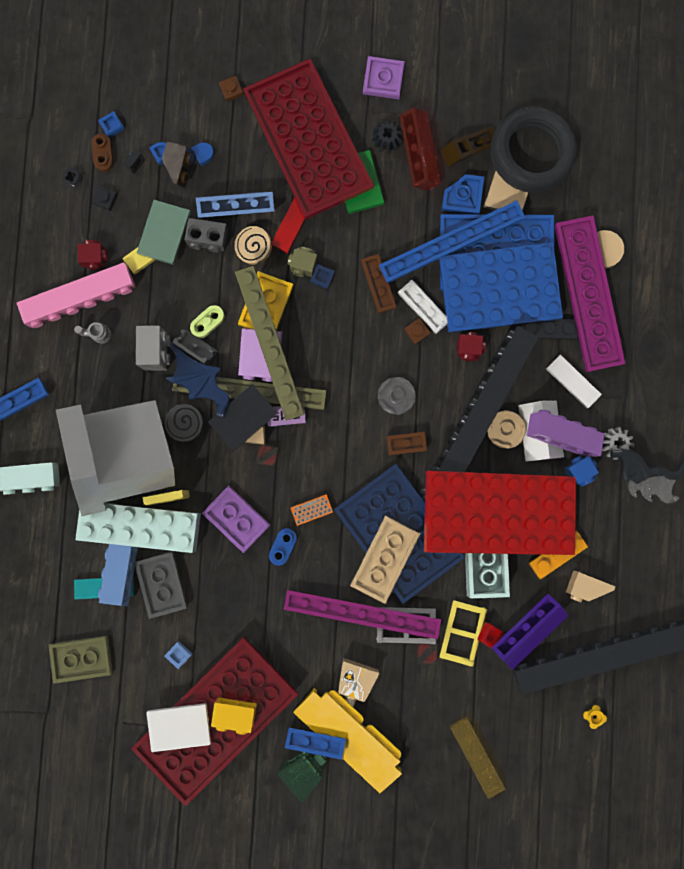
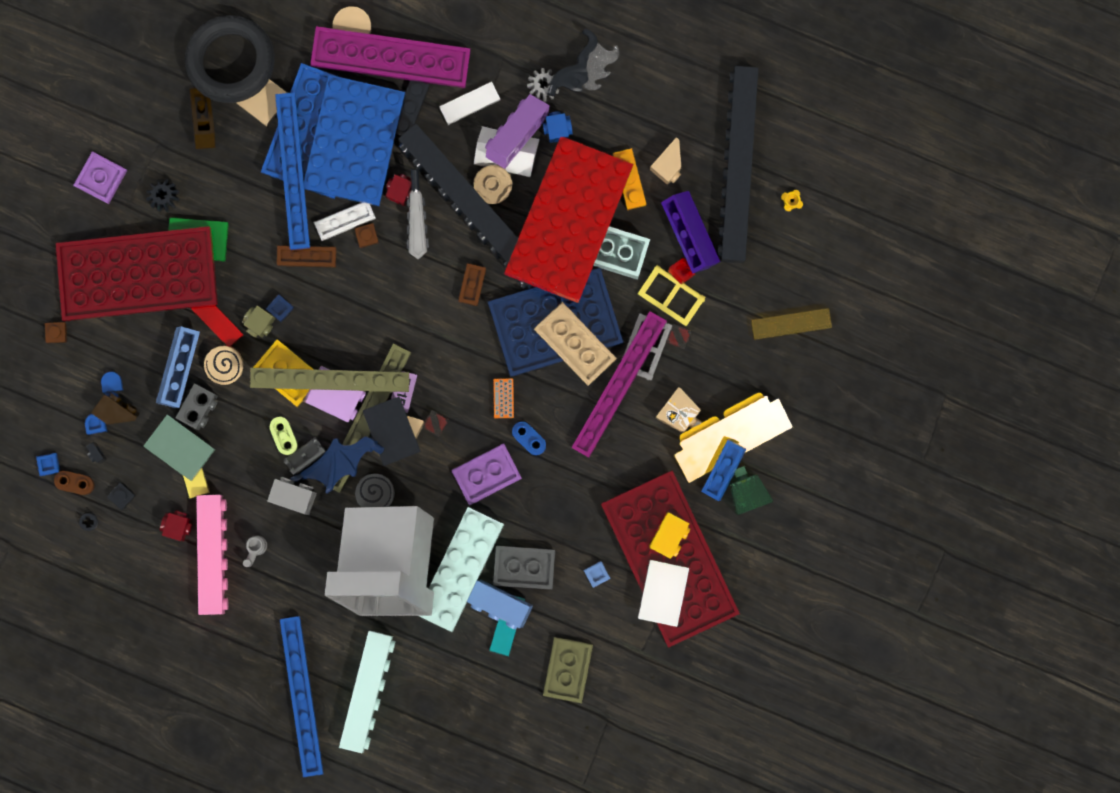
camera: 70 degrees left, 0 degrees up
(166, 497) = (442, 531): light yellow tile -> none
(396, 395) = (422, 278): flat silver tile -> none
(420, 149) = (188, 168): clear red brick -> none
(439, 374) = (416, 229): none -> light grey sword
(464, 195) = (249, 141): blue plate -> none

